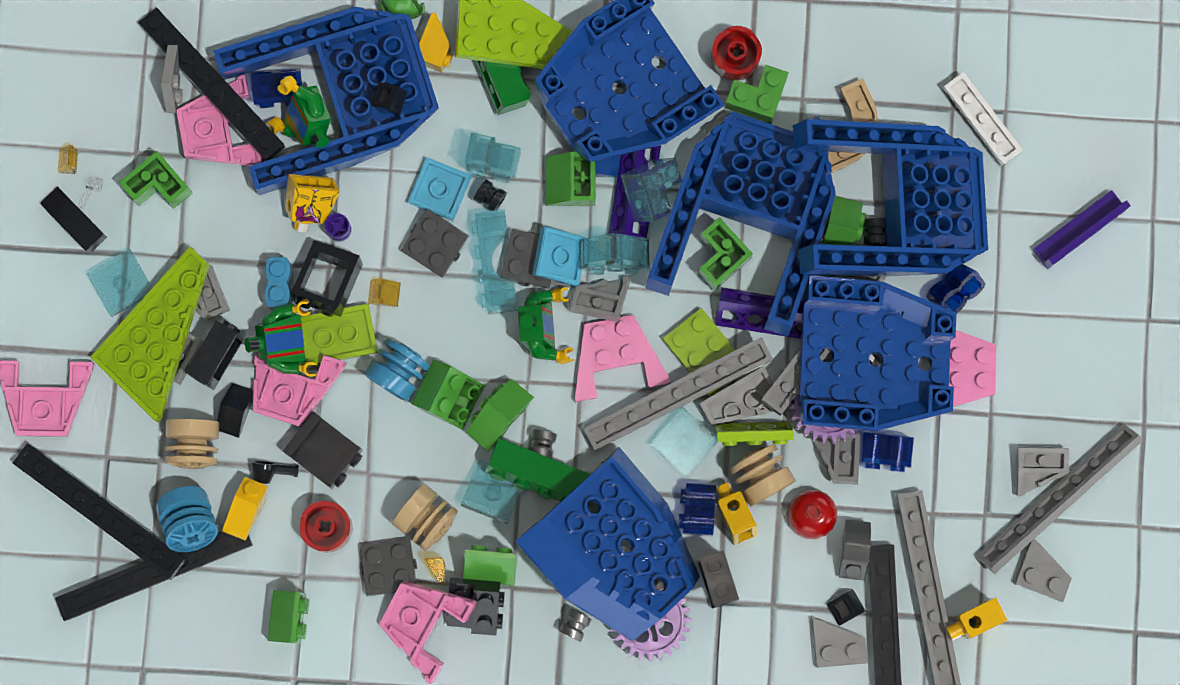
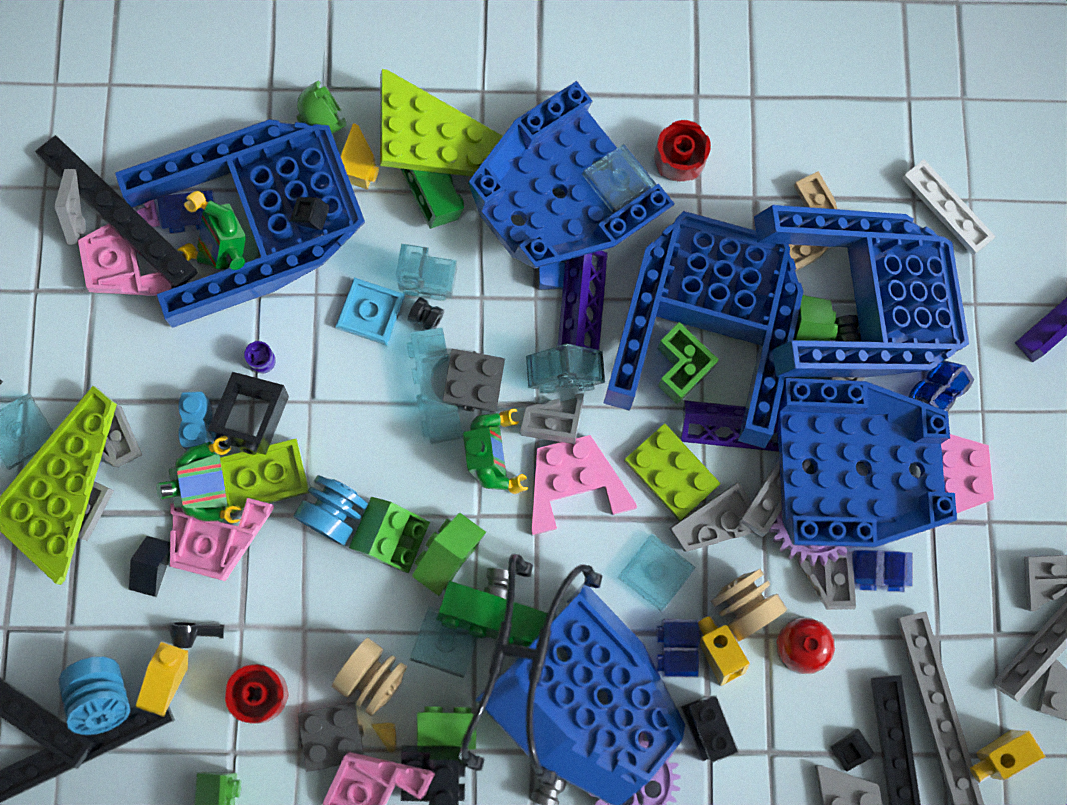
camera: 10 degrees left, 5 degrees down
(155, 176) = (52, 312): bright green brick -> none
(191, 443) = (99, 606): tan wheel -> none
(215, 354) = (124, 504): black window -> none
(309, 199) = (226, 328): yellow torso -> none
(323, 451) = (251, 606): black panel -> none
(384, 292) = (314, 426): clear yellow slope -> none
(435, 243) = (368, 369): dark grey plate -> none
(558, 256) = (504, 376): medium azure tile -> none
(570, 180) = (513, 293): bright green slope -> none
(570, 506) = (519, 566): none -> black bar
(647, 186) = (598, 299): clear light blue brick -> none
(675, 78) = (618, 178): none -> clear light blue plate
(678, 394) = (649, 517): light grey plate -> none
(754, 433) = (735, 557): lime plate -> none
(758, 101) = (709, 198): bright green brick -> none
(855, 549) = (860, 682): dark grey brick -> none

